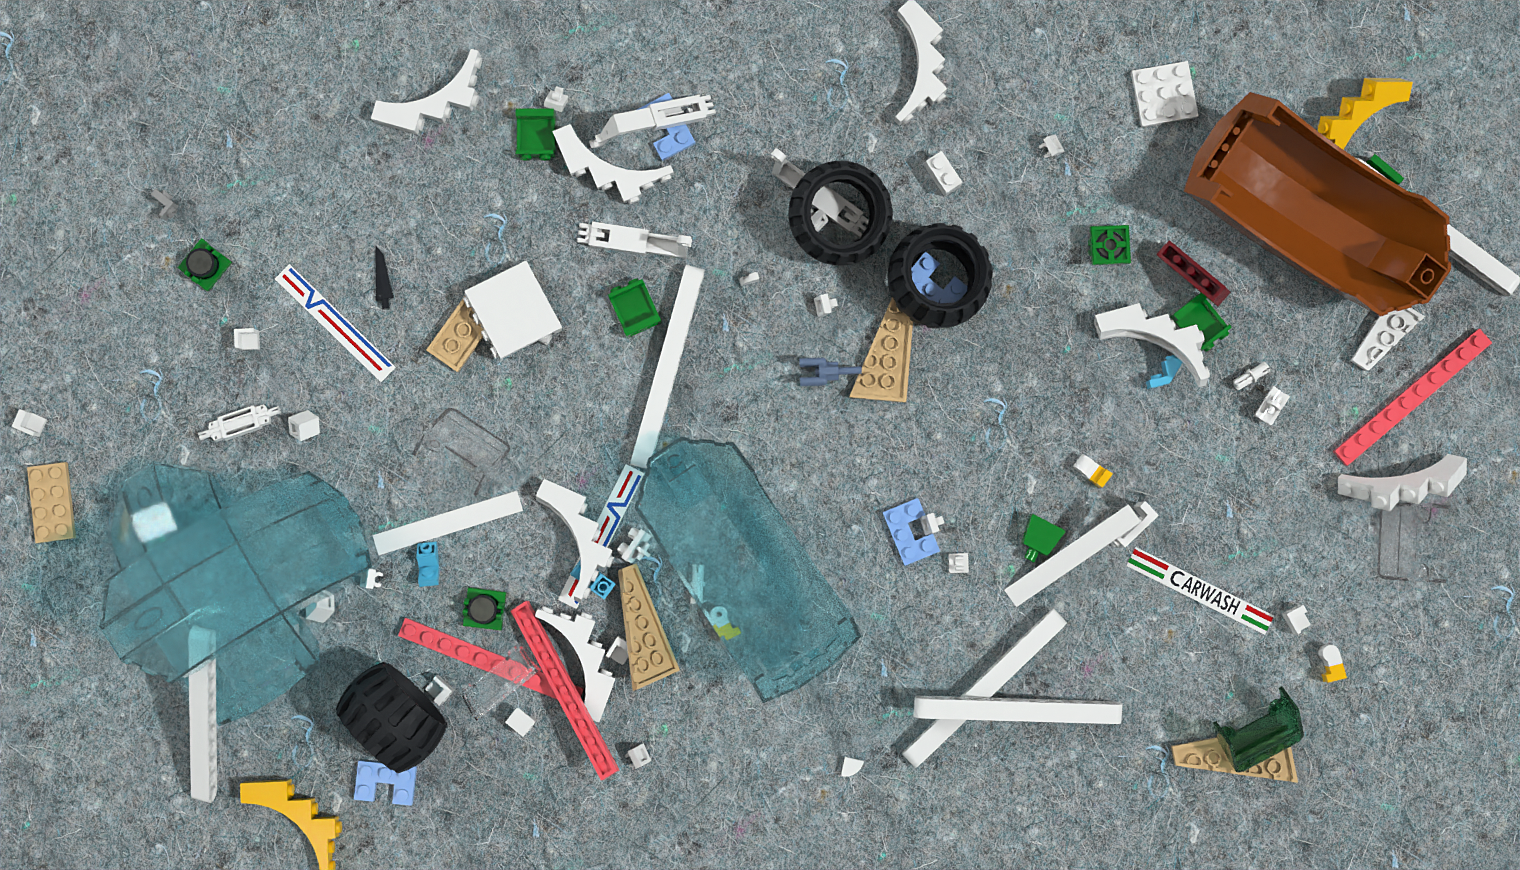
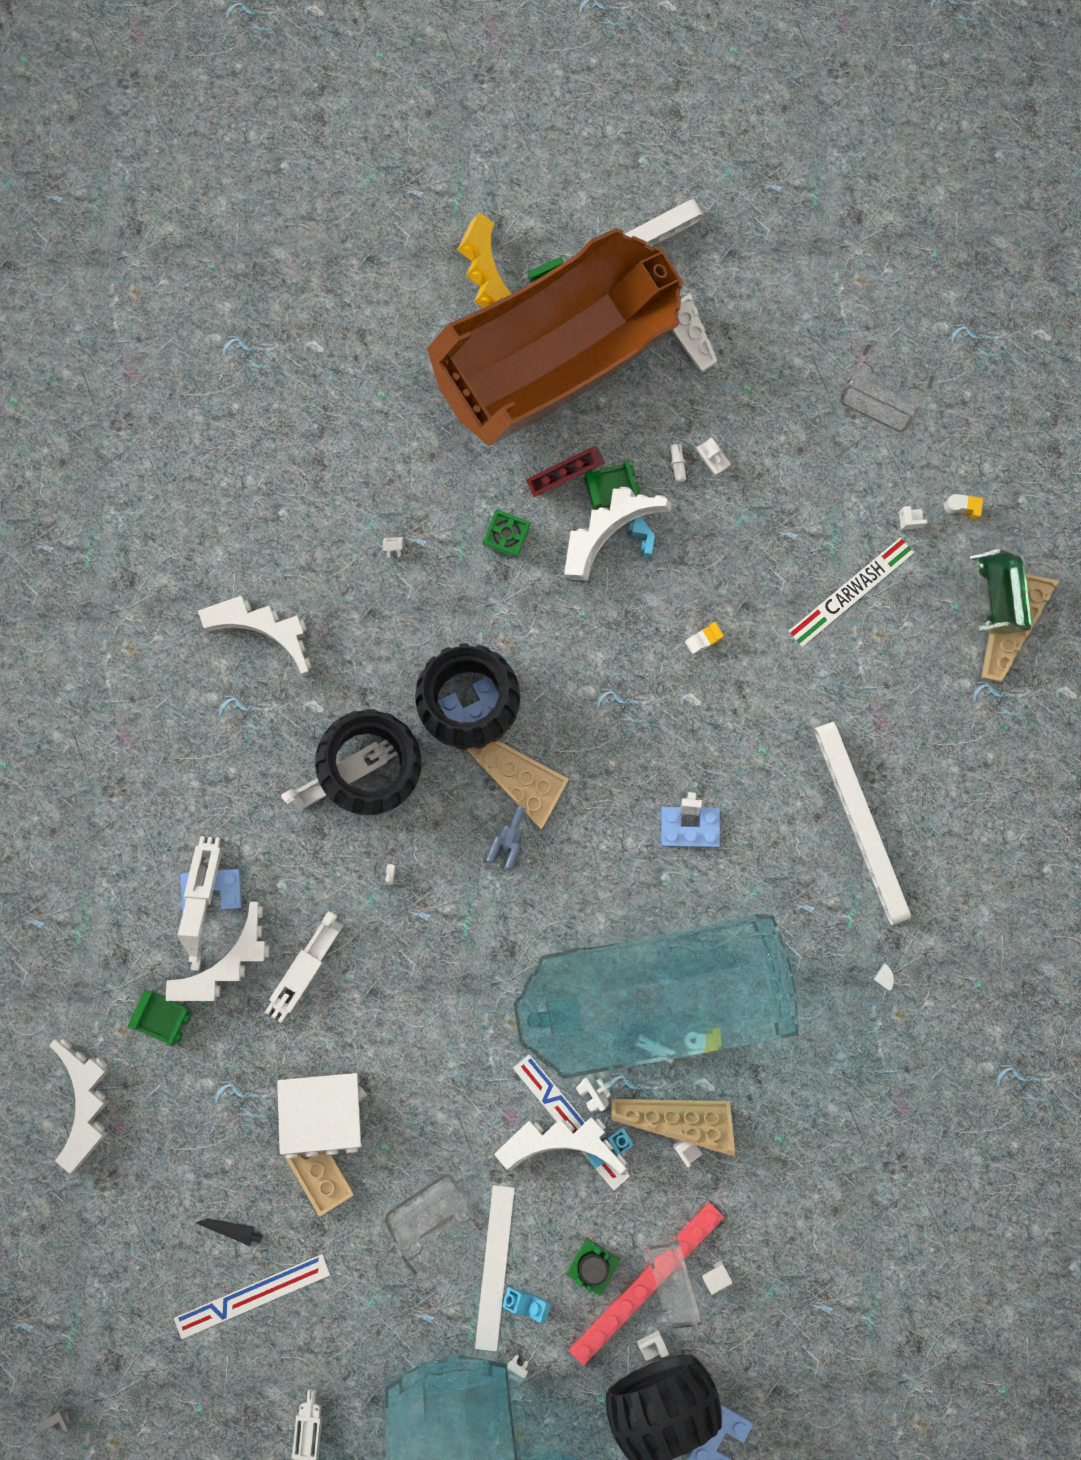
camera: 75 degrees left, 5 degrees down
(203, 263) = (134, 1405): piece -> none
(246, 339) = (228, 1394): white panel -> none
(303, 425) = (338, 1372): white panel -> none
(321, 610) = (527, 1433): white panel -> none
(556, 99) = (137, 983): white tile -> none
(565, 691) = (705, 1222): coral plate -> none
(597, 683) = (680, 1181): white arch -> none
(634, 307) = (368, 995): green panel -> none
(638, 756) = (795, 1176): white tile -> none
(667, 365) = (438, 987): white beam -> none
(819, 219) = (364, 784): white tile -> none
(824, 305) = (446, 815): white tile -> none
(943, 173) = (373, 653): white brick -> none
(958, 563) = (737, 796): white tile -> none
(1017, 709) = (895, 802): white beam -> none
(1040, 537) = (745, 711): green torso -> none
(1072, 555) = (775, 689): white sticker -> none
(1147, 516) = (773, 622): white window -> none
(1164, 94) = (391, 427): white plate -> none
(1412, 397) = (756, 335): coral plate -> none
(1413, 487) = (833, 391): white arch -> none

